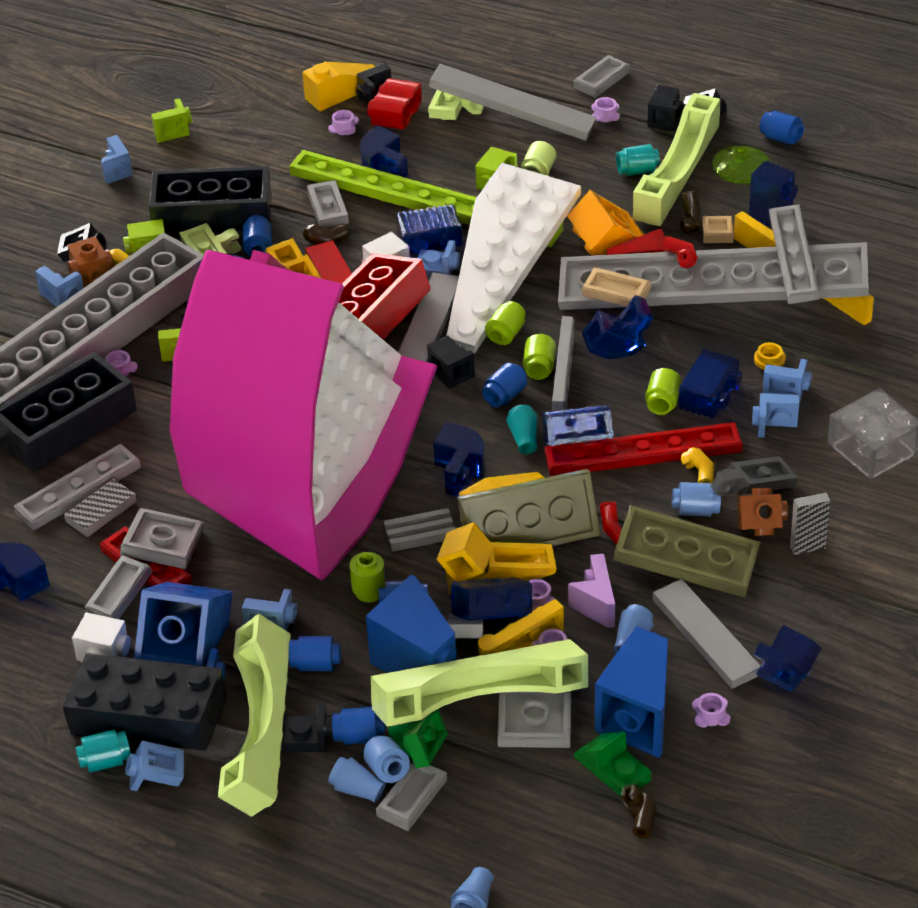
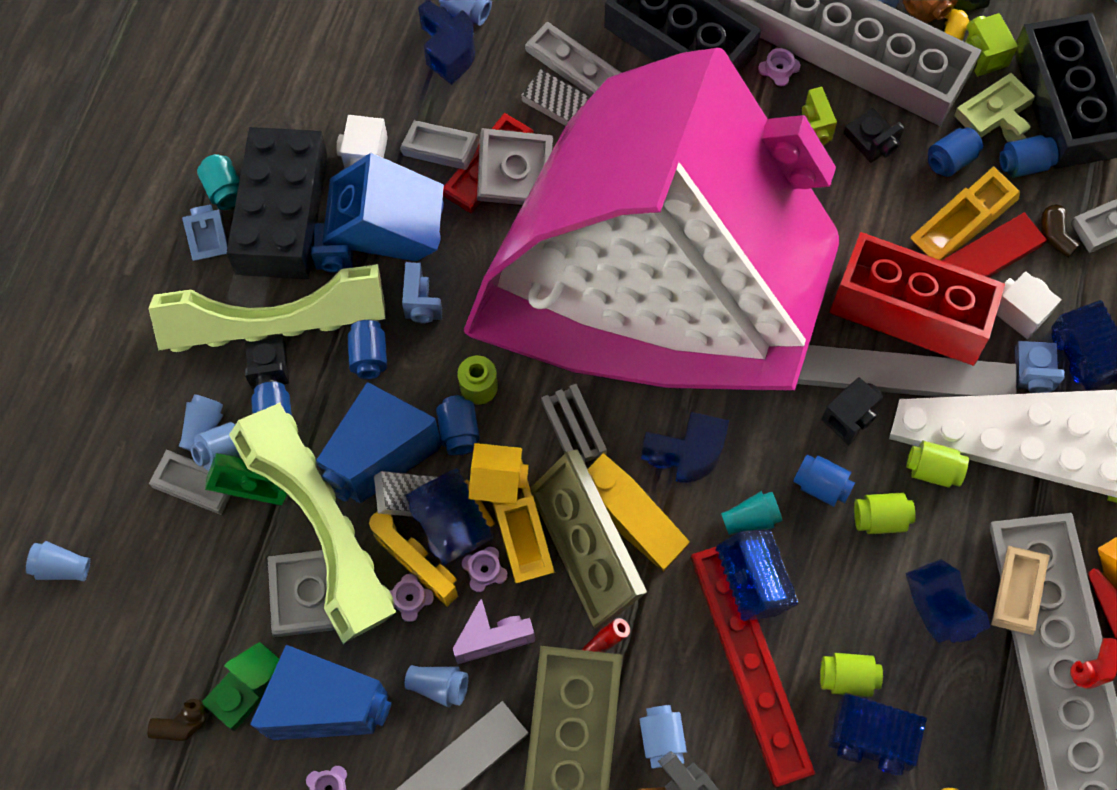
camera: 80 degrees right, 25 degrees up
(563, 364) = (865, 545): light grey tile -> none
(703, 464) = (731, 740): yellow arm -> none

